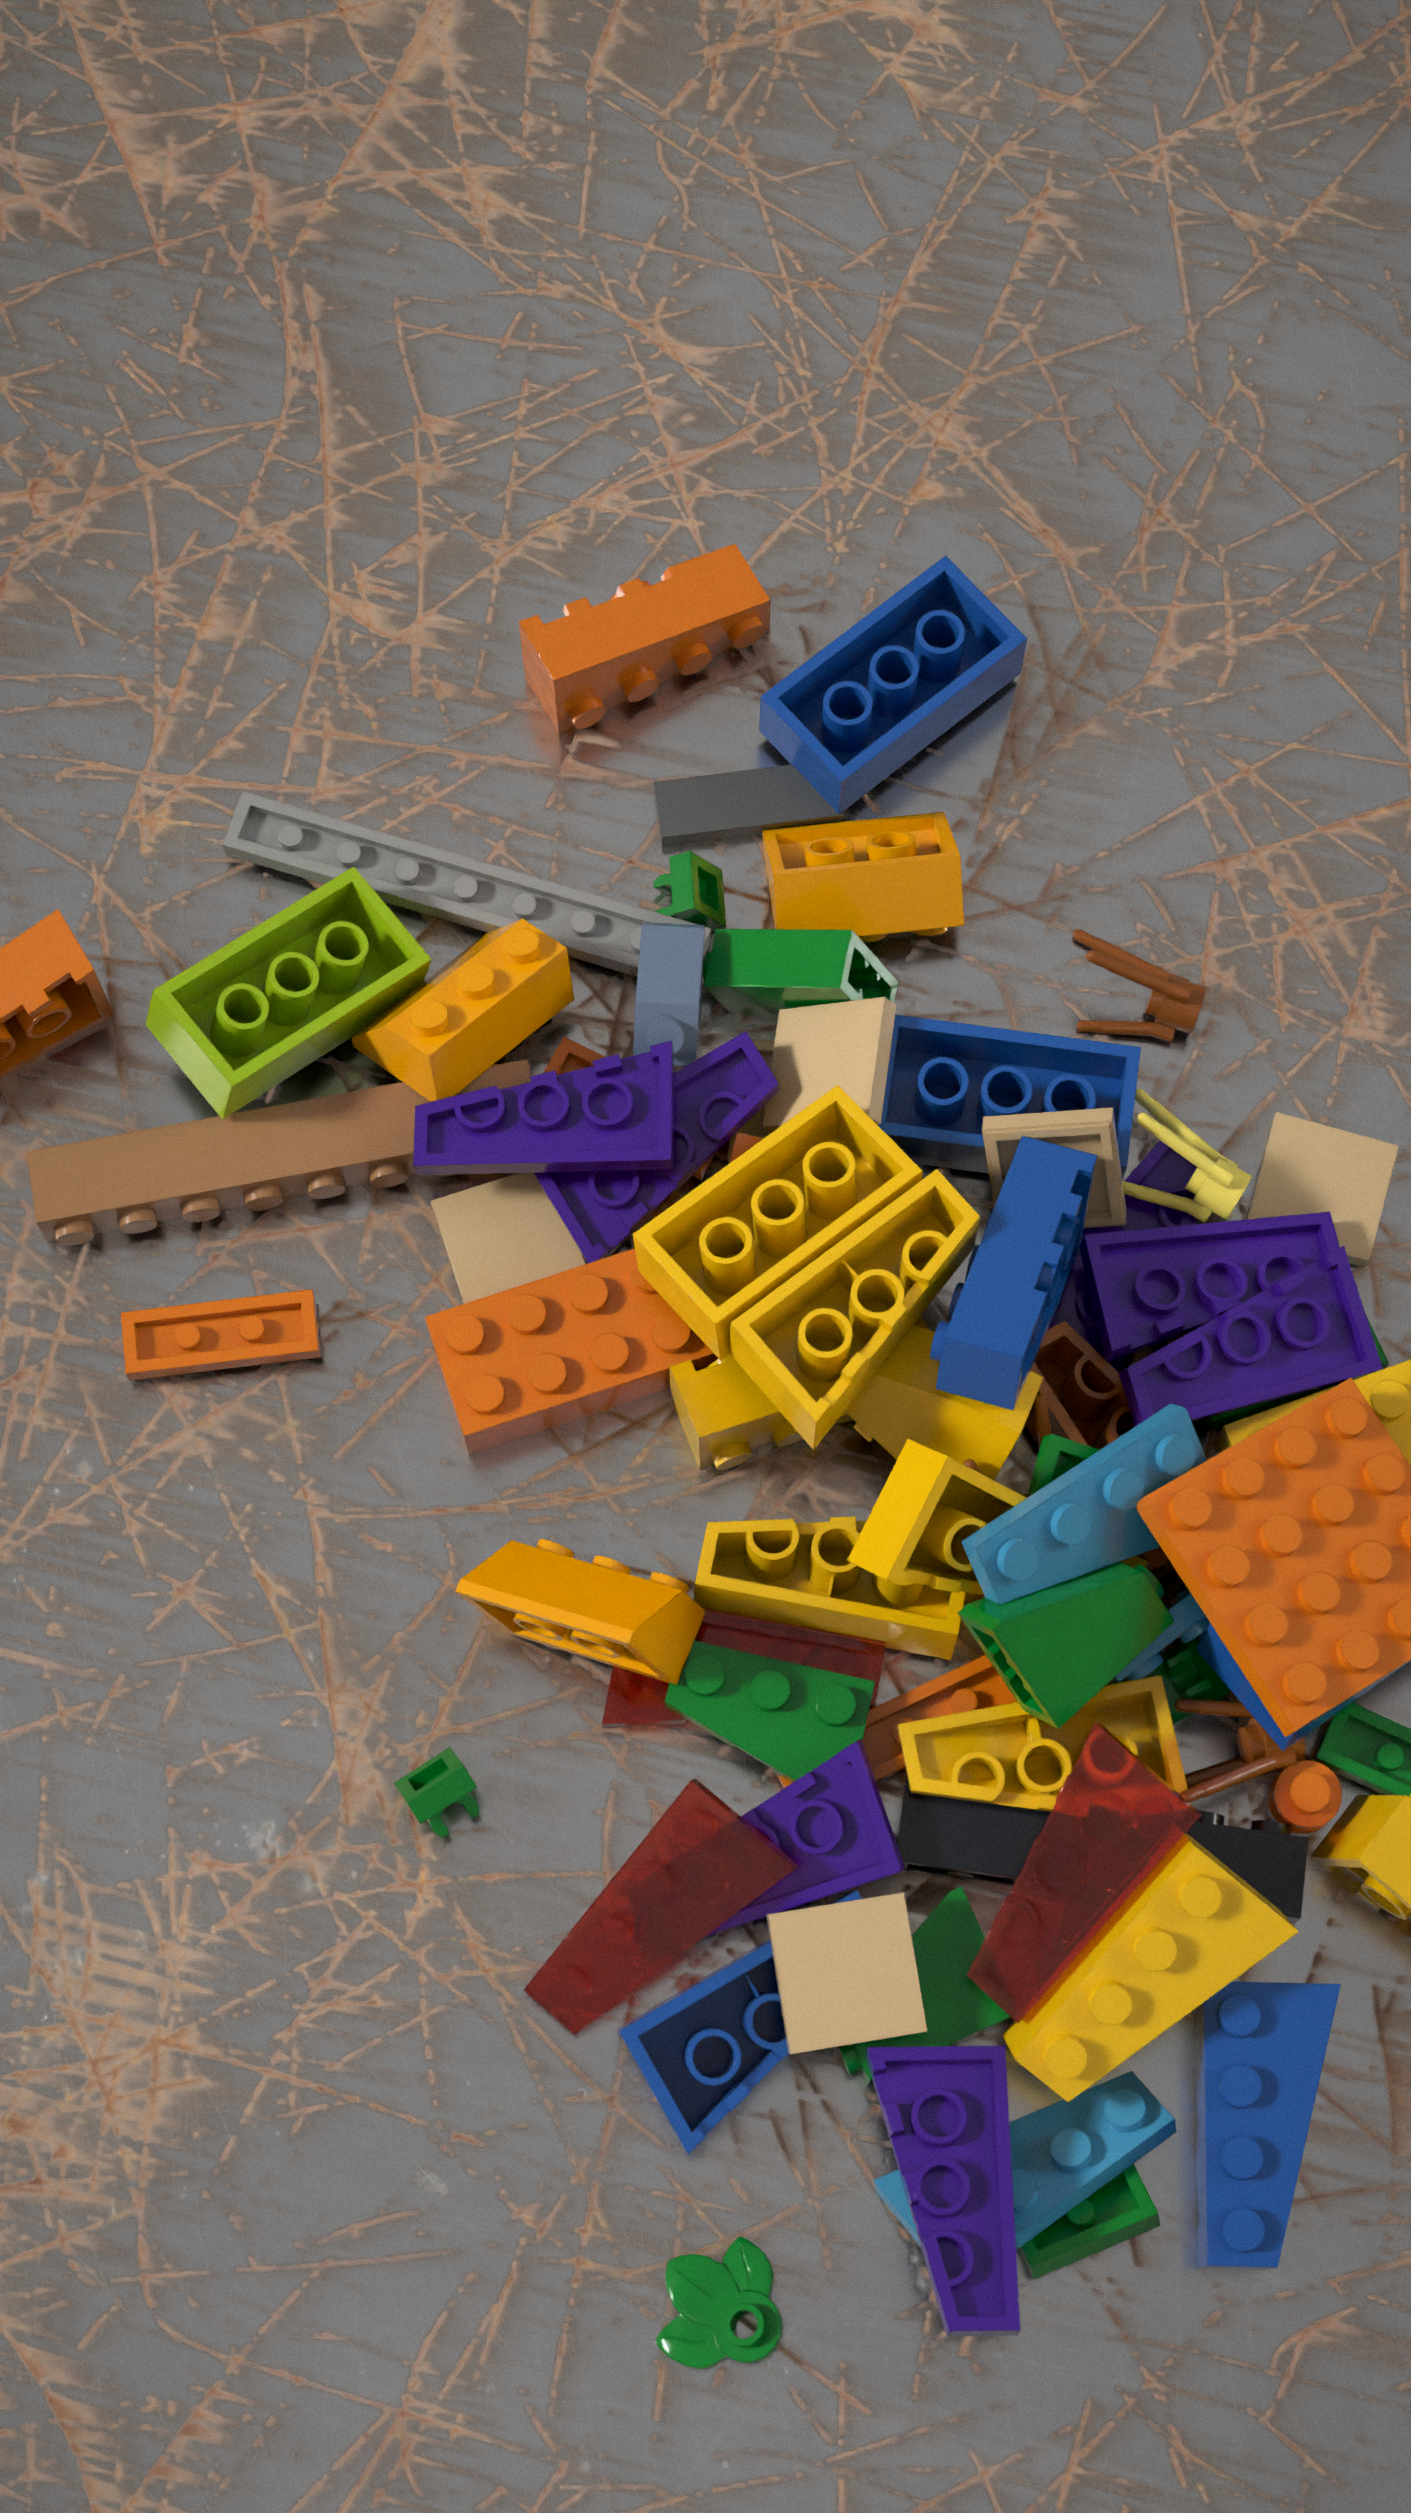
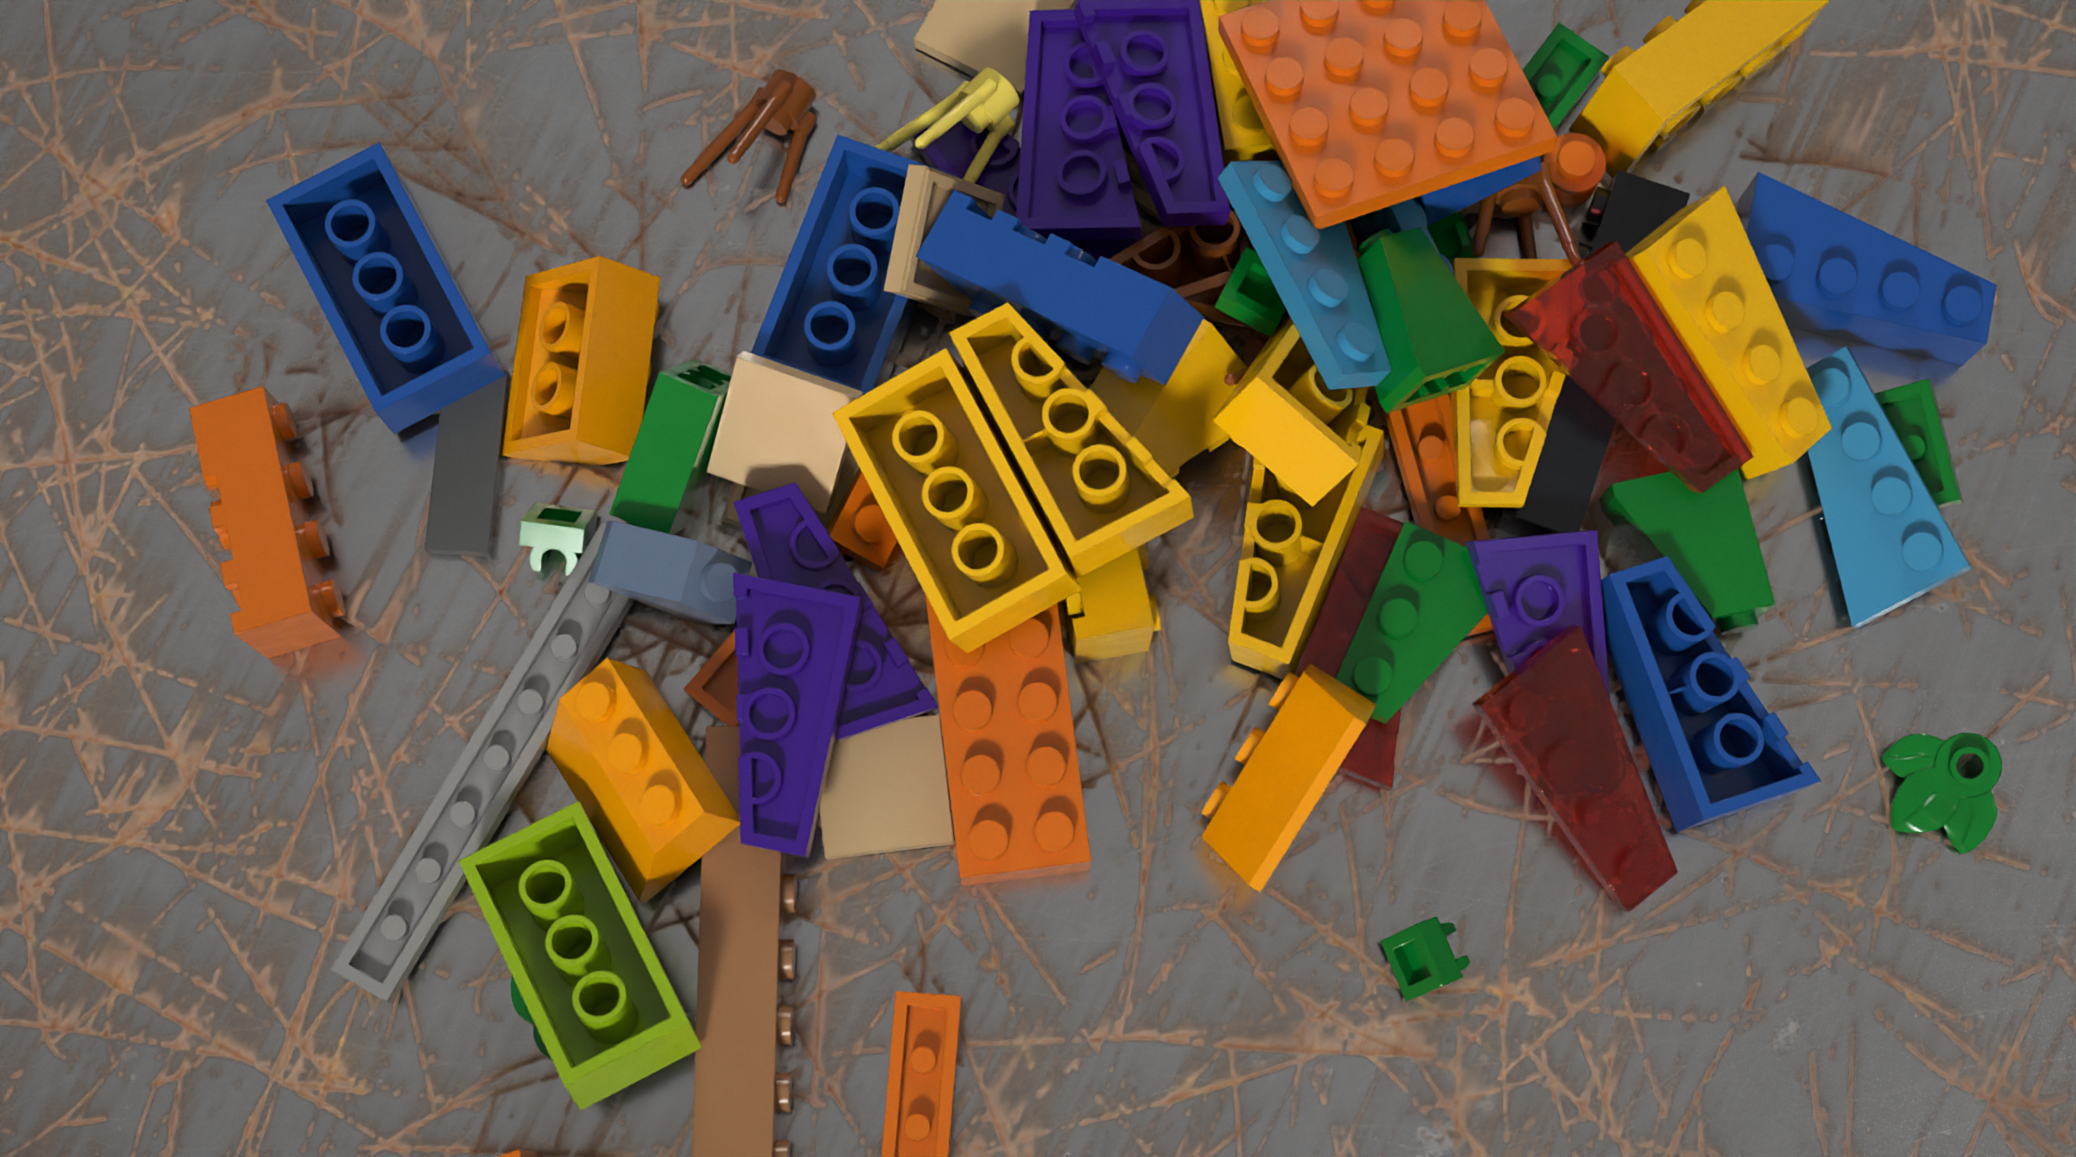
camera: 80 degrees left, 5 degrees up
(846, 1973) = (1686, 598): tan tile -> none
(955, 2163) = (1873, 539): dark purple wing -> none

